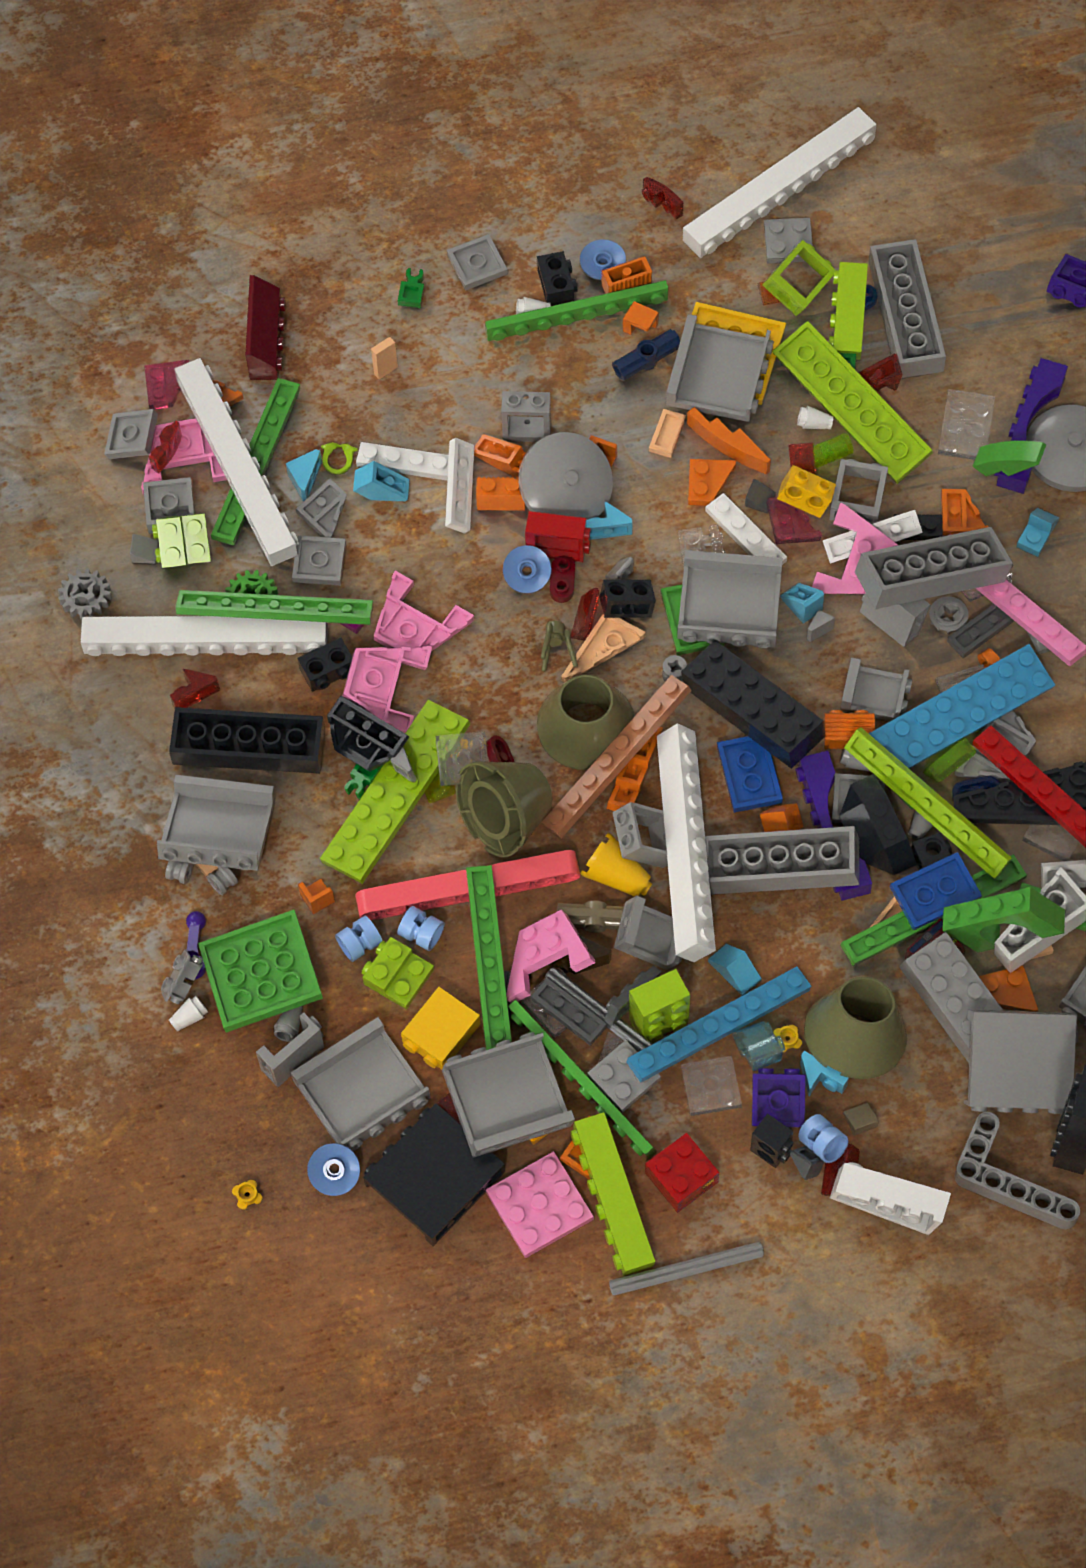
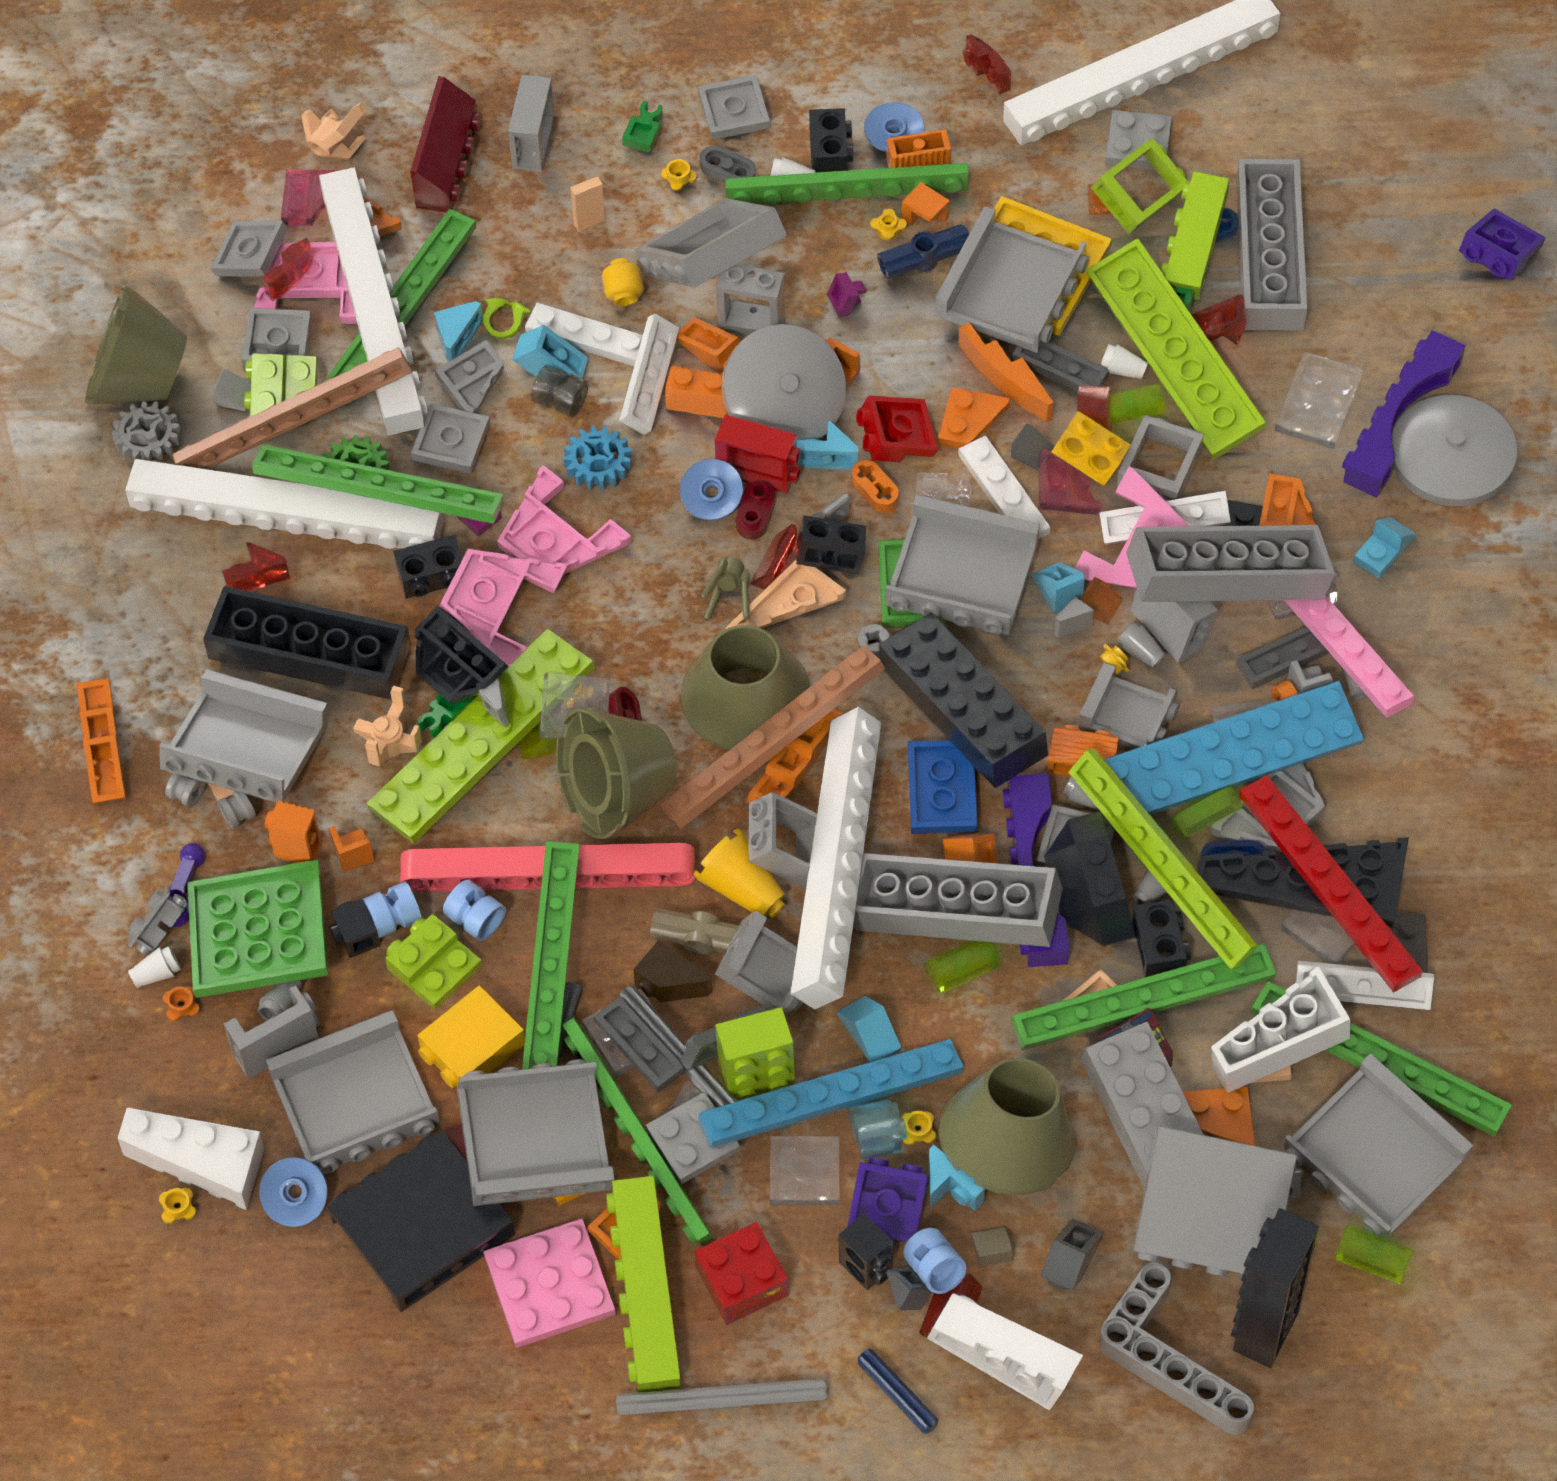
camera: 10 degrees right, 5 degrees down
(64, 534) = (136, 354): none -> olive cone
(106, 843) = (101, 741): none -> orange slope
(170, 332) = (326, 134): none -> light nougat piece
(197, 561) = (295, 411): none -> nougat plate
(209, 1032) = (177, 995): none -> orange plate
(252, 1151) = (195, 1151): none -> white wedge
(271, 892) = (293, 832): none -> orange brick
(324, 800) = (386, 734): none -> light nougat piece
(326, 299) = (531, 123): none -> light grey window
(332, 957) = (354, 928): none -> black brick
(392, 509) = (554, 389): none -> clear smoke wheel
(423, 415) = (622, 282): none -> yellow head
(436, 561) = (597, 457): none -> dark azure gear
(446, 316) = (678, 167): none -> yellow plate
(483, 308) = (730, 164): none -> dark grey plate
(522, 361) = (710, 242): none -> light grey window
(542, 945) = (621, 957): bright pink wing -> none
(594, 398) = (845, 293): none -> magenta tile
(614, 343) = (890, 231): none -> yellow plate
(651, 543) = (871, 489): none -> orange beam
(655, 498) = (896, 428): none -> red plate
(667, 433) = (930, 352): light nougat tile -> none
(770, 429) = (1063, 366): none -> dark grey plate
(792, 908) = (961, 965): none -> clear neon green brick
(815, 1241) = (897, 1391): none -> dark blue axle
(837, 607) = (1102, 600): none -> clear orange slope
(857, 651) = (1115, 658): none -> yellow plate
(874, 638) = (1141, 645): none -> light grey cone
(921, 1115) = (1071, 1255): none -> dark grey slope
(933, 888) = (1148, 971): blue plate -> none
(951, 605) = (1251, 621): light grey gear -> none
(979, 920) = (1191, 1016): bright green arch -> none
(1004, 644) = (1308, 678): none -> light grey panel
(1008, 457) = (1361, 444): bright green slope -> none

